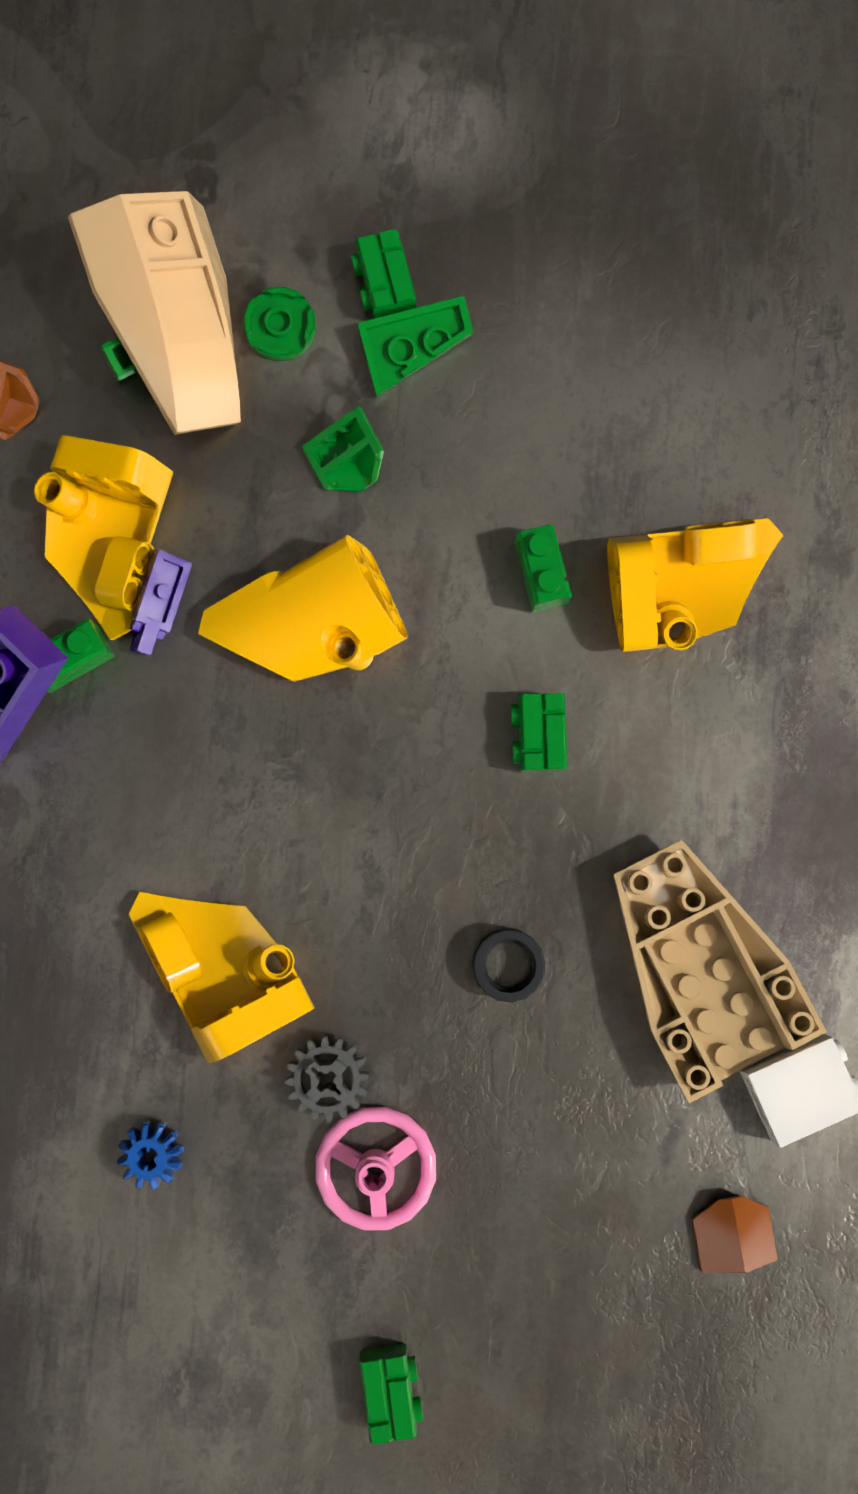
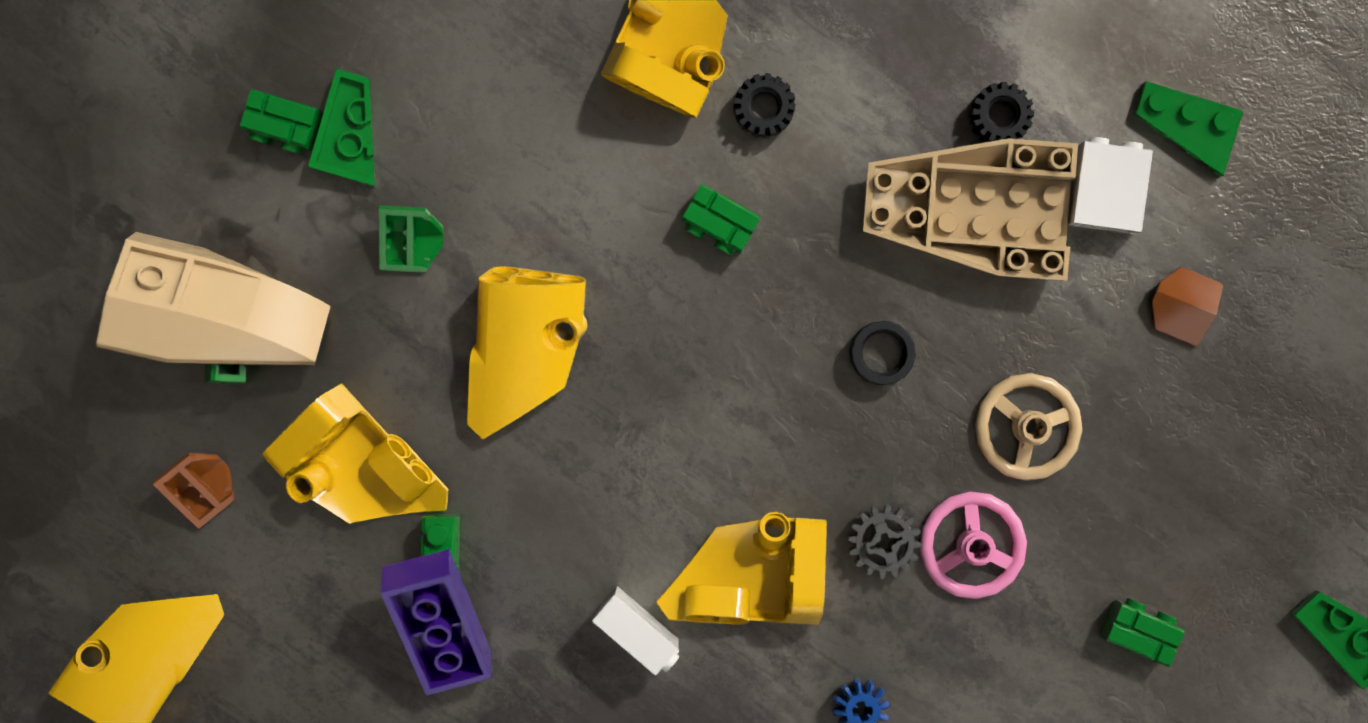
camera: 55 degrees left, 5 degrees up
(96, 890) = (637, 631): none -> white brick
(158, 600) = (437, 455): hinge -> none
(279, 324) = (268, 227): green tile -> none
(528, 1167) = (1042, 427): none -> tan piece
(542, 568) = (592, 140): green brick -> none
(694, 701) = (774, 87): none -> black tyre
(827, 933) = (1005, 93): none -> black tyre

